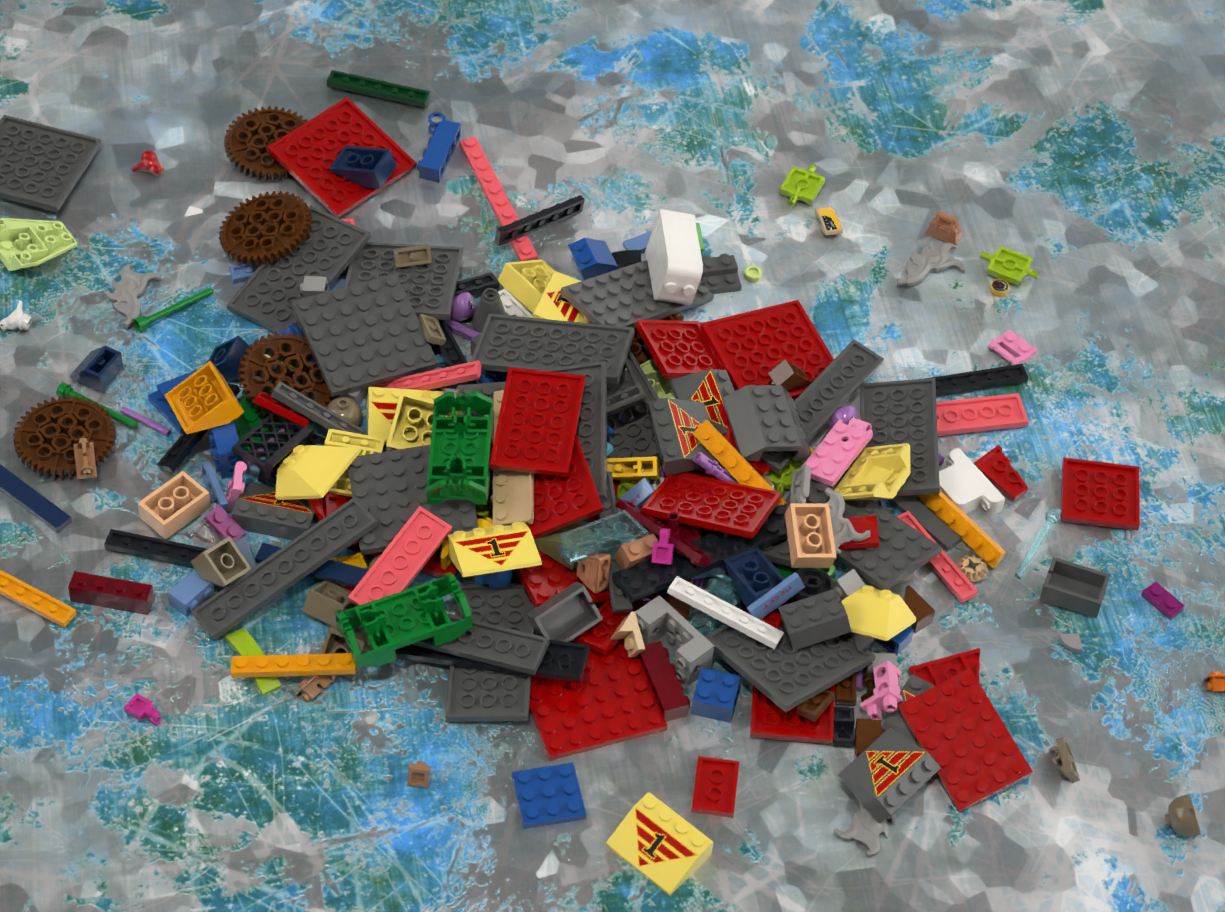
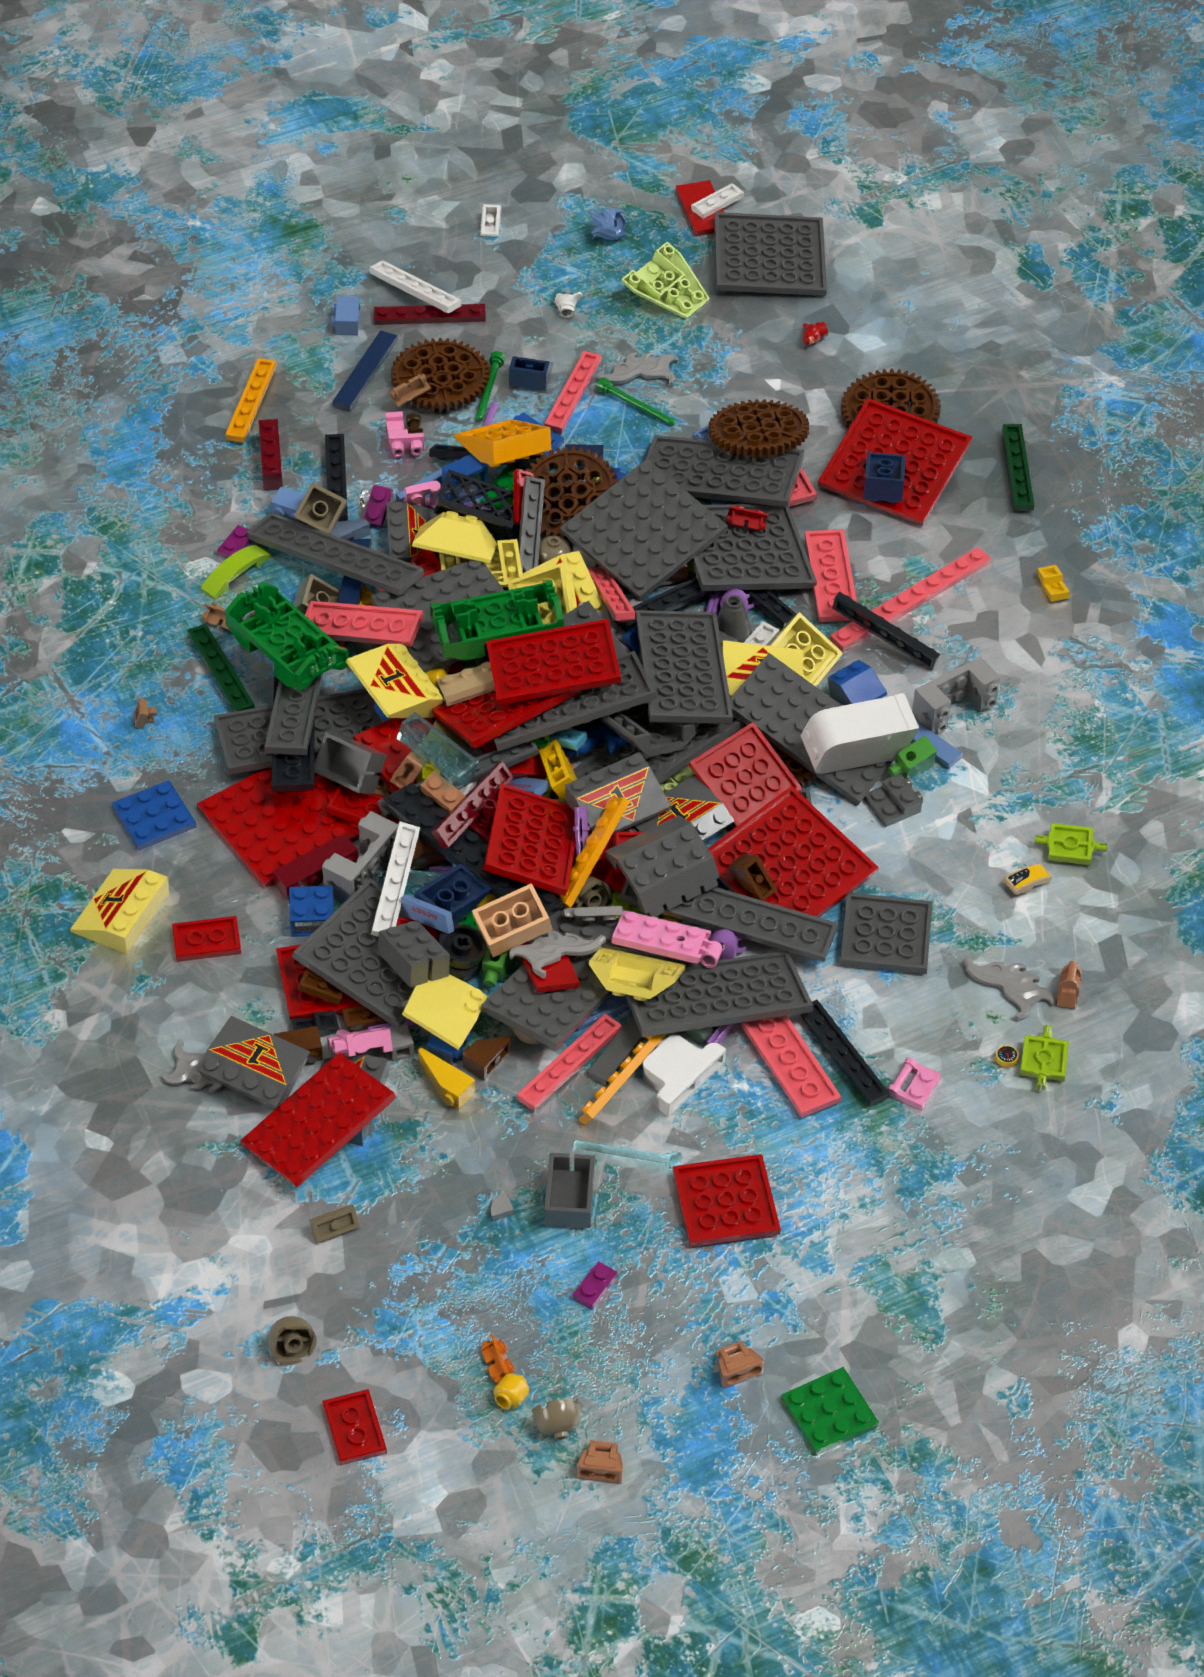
camera: 75 degrees right, 0 degrees up
(137, 347) = (572, 391): none -> coral plate
(137, 488) = (402, 439): none -> bright pink hips
(142, 707) = (152, 510): dark pink plate -> none
(174, 505) = (386, 464): light nougat brick -> none
(214, 651) = (234, 542): none -> magenta plate
(292, 665) = (221, 576): light orange plate -> none
(313, 285) = (692, 481): light grey brick -> none
(378, 260) = (738, 515): none -> red hinge
(383, 699) = (220, 668): none -> dark green plate
(412, 255) = (773, 541): dark tan plate -> none
(432, 330) = (677, 578): dark tan plate -> none
(439, 149) = (955, 533): blue hinge -> none
(476, 242) = (832, 571): none -> coral plate
(513, 110) = (1052, 583): none -> yellow slope
(622, 186) = (972, 680): none -> light grey plate
(631, 633) = (354, 815): tan slope -> none
(662, 550) = (442, 804): dark pink plate -> none
(753, 274) = (912, 830): yellowish green tile -> none
(848, 584) = (484, 980): light grey brick -> none
(858, 316) = (886, 933): none -> dark grey plate
(932, 645) = (449, 1082): none -> yellow slope
(947, 667) = (416, 1105): red wing -> none
(980, 570) = (567, 1107): tan gear -> none
(1001, 474) = (716, 1101): red wing -> none

